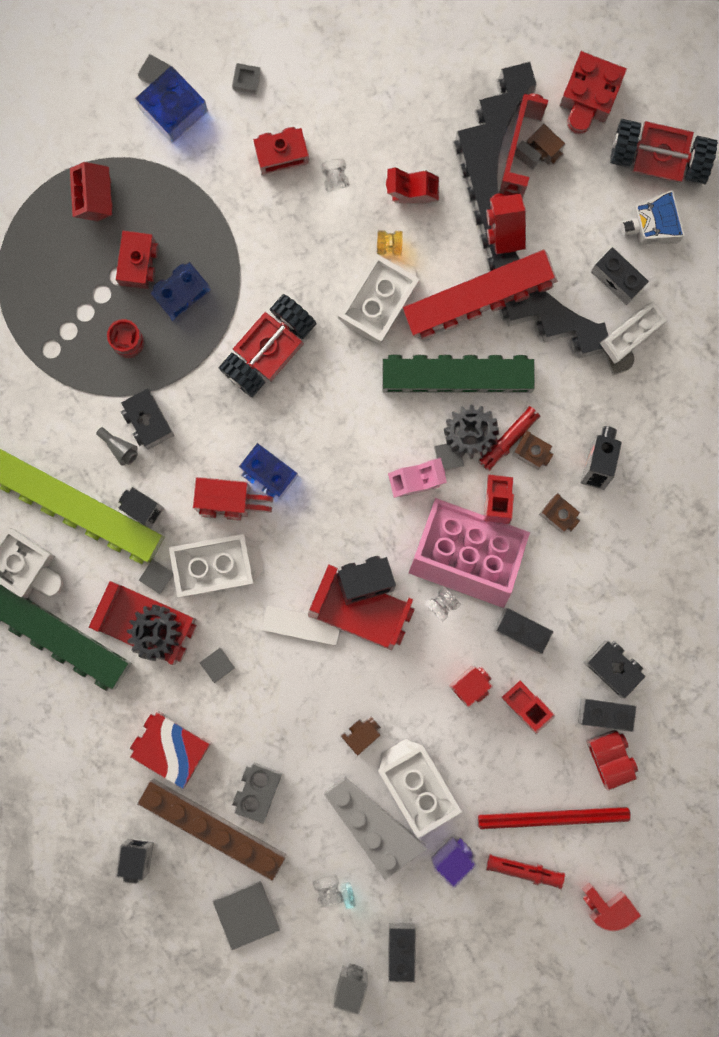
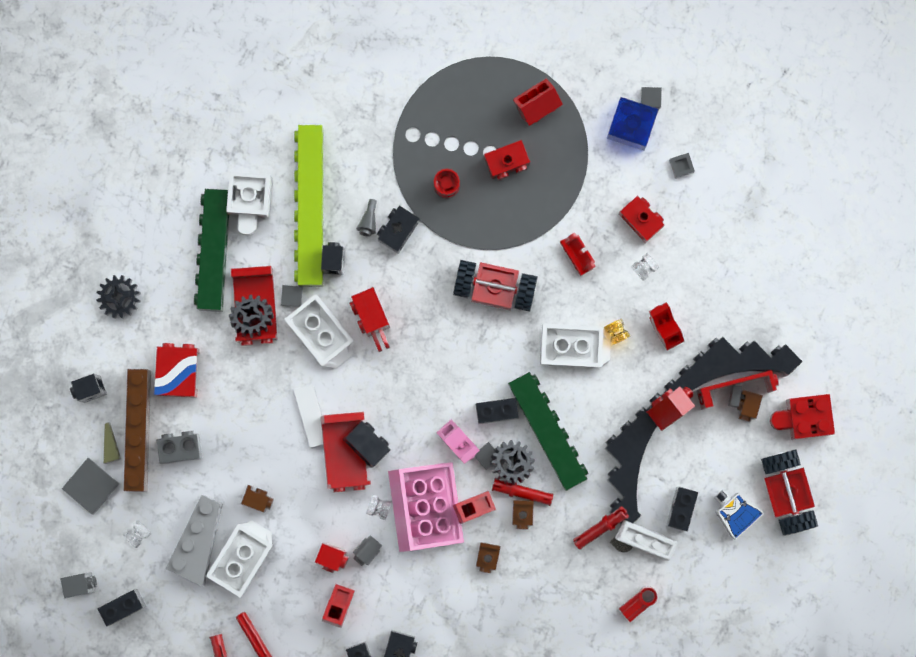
camera: 65 degrees right, 0 degrees up
(55, 761) = (120, 305): none -> black gear
(180, 290) = (502, 202): clear blue brick -> none
(217, 665) = (252, 372): dark grey tile -> none
(217, 870) = (111, 450): none -> olive piece
(267, 471) = (406, 334): clear blue brick -> none
(270, 240) = (573, 247): none -> red hinge
(348, 895) = (141, 549): clear light blue tile -> none
(406, 418) = (497, 411): none -> black brick
(454, 860) = (203, 609): dark purple brick -> none
(481, 294) = (612, 416): red brick -> none
(483, 643) = (367, 551): none -> dark grey brick
(523, 631) = (390, 574): black brick -> none
(594, 373) = (607, 523): none -> red pin
(602, 459) = (536, 566): black torso -> none
(697, 380) = (637, 604): none -> red piece

